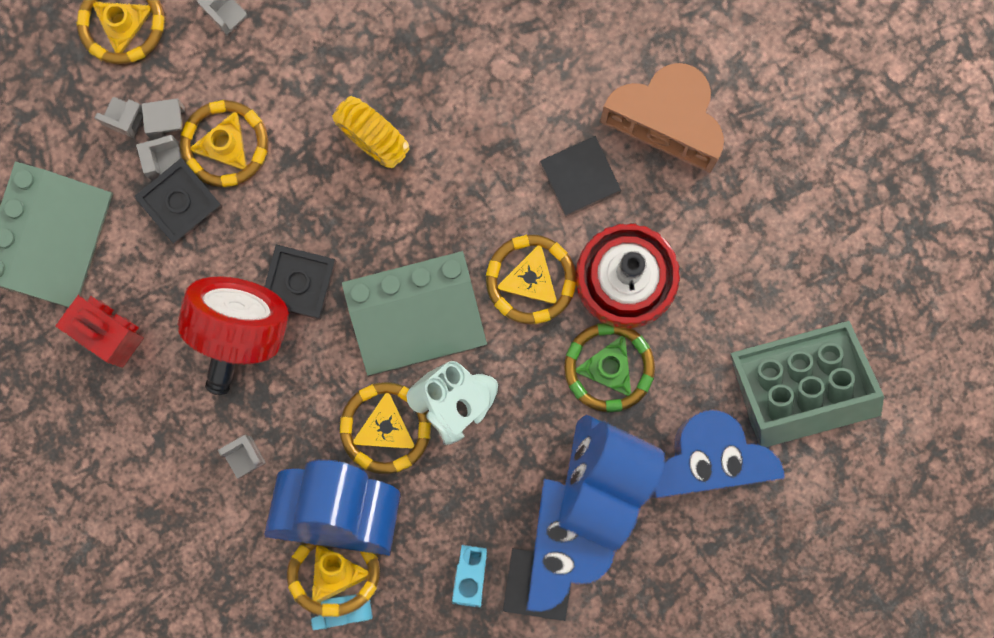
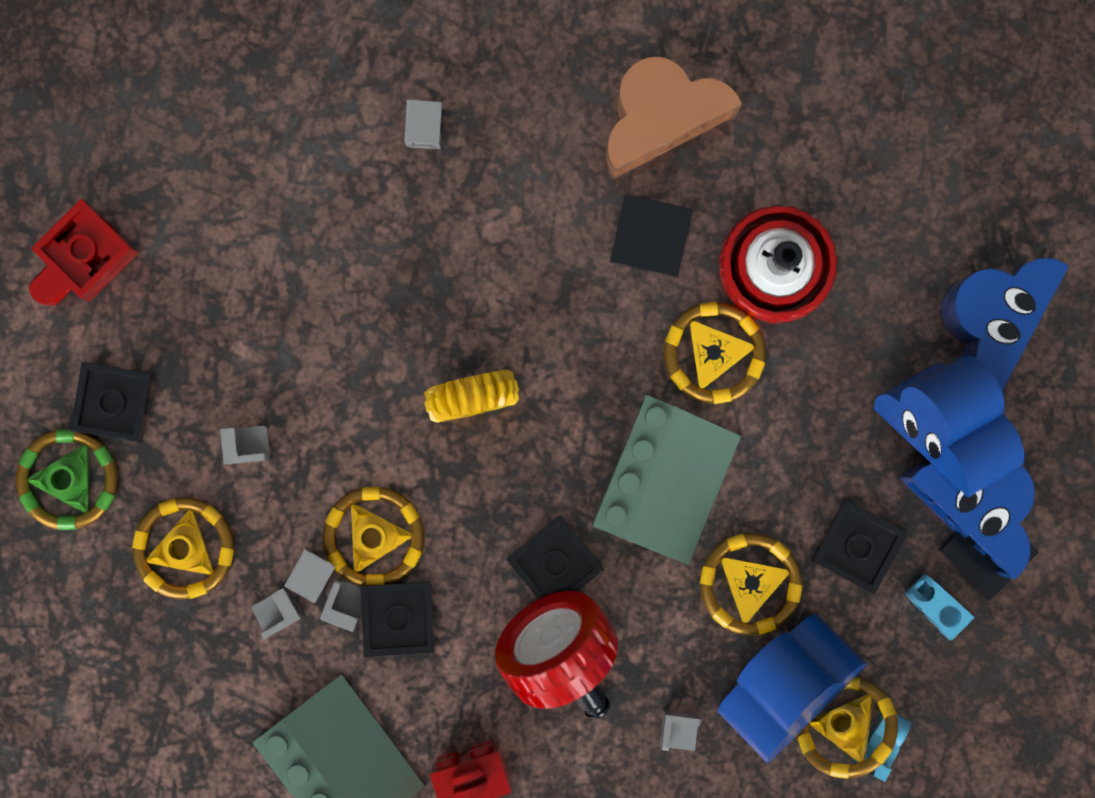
camera: 60 degrees left, 5 degrees up
(442, 390) = (756, 505): light aqua piece -> none
(471, 488) = (859, 546): none -> black tile
(609, 368) = (844, 343): bright green piece -> none
(807, 384) = (991, 179): sand green slope -> none

